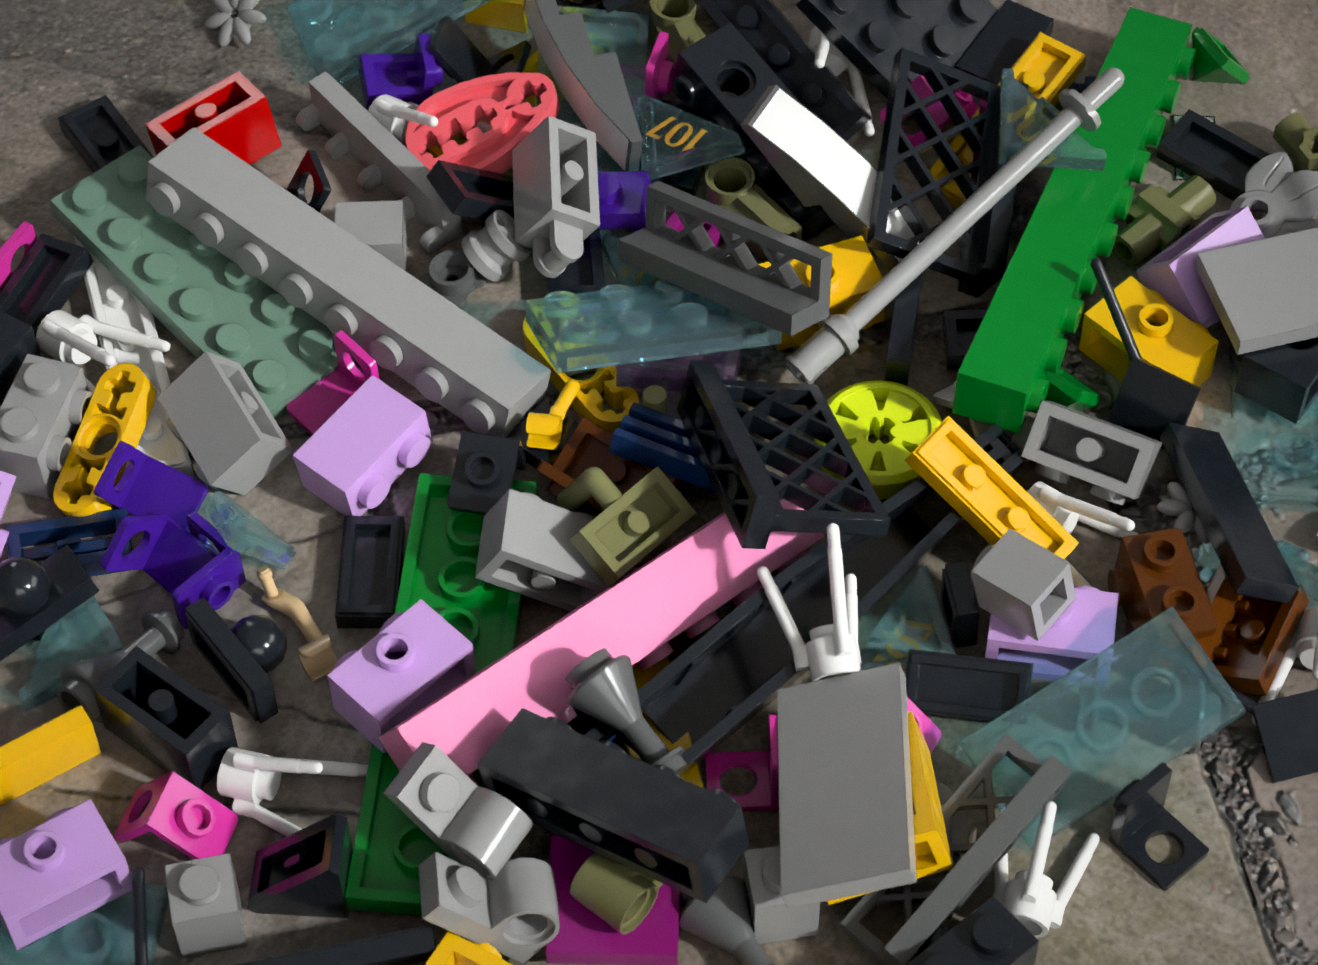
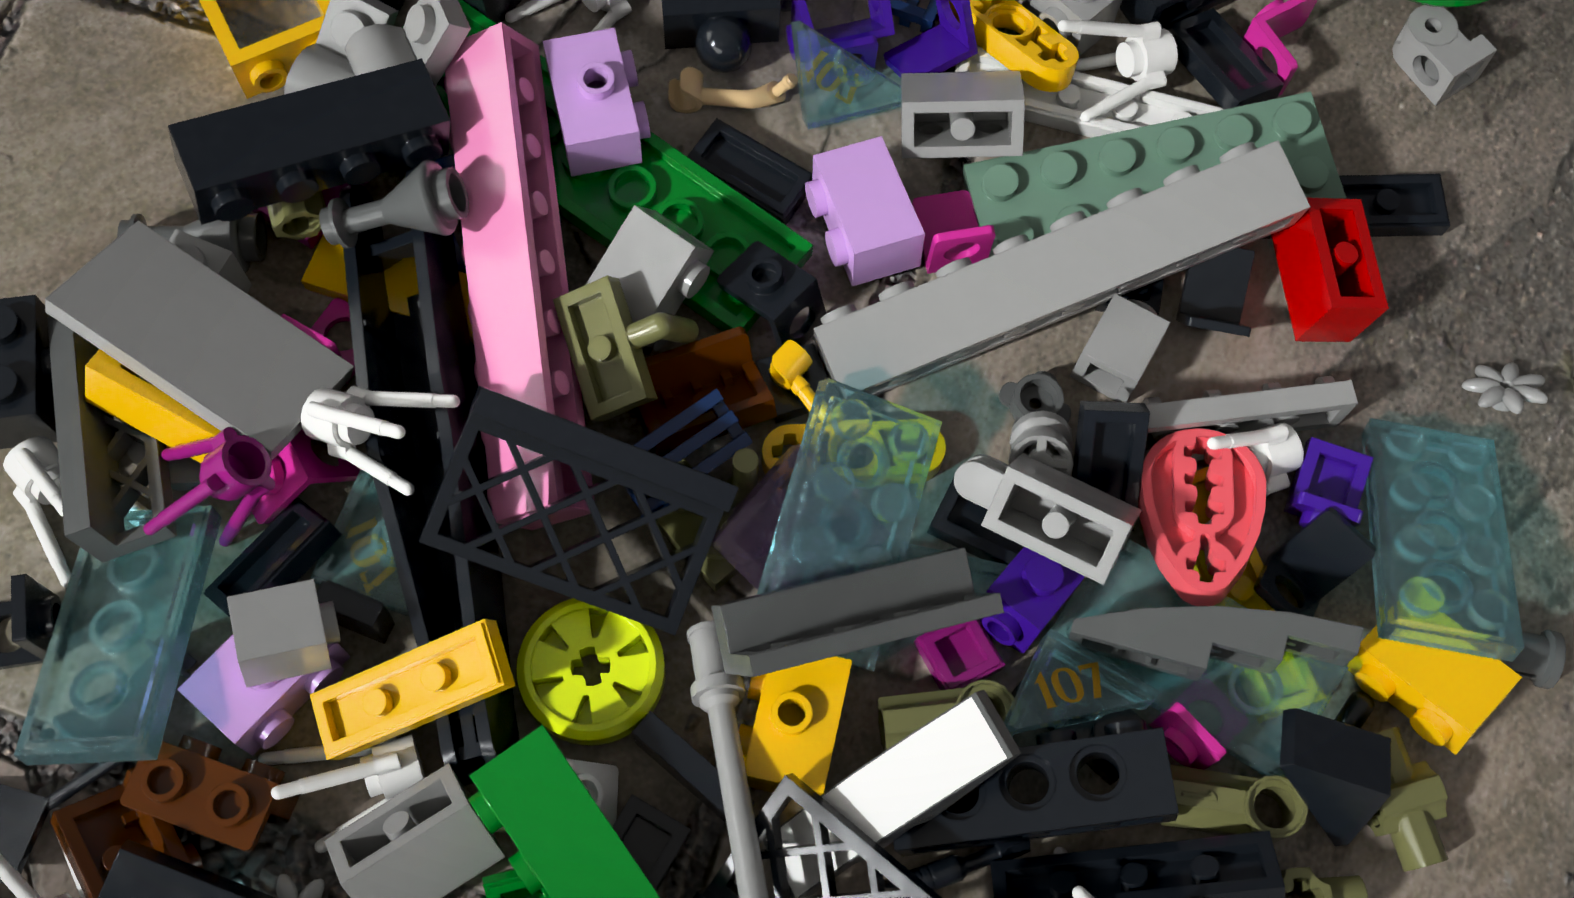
camera: 115 degrees right, 15 degrees up
(936, 684) = (231, 470): none -> magenta plant

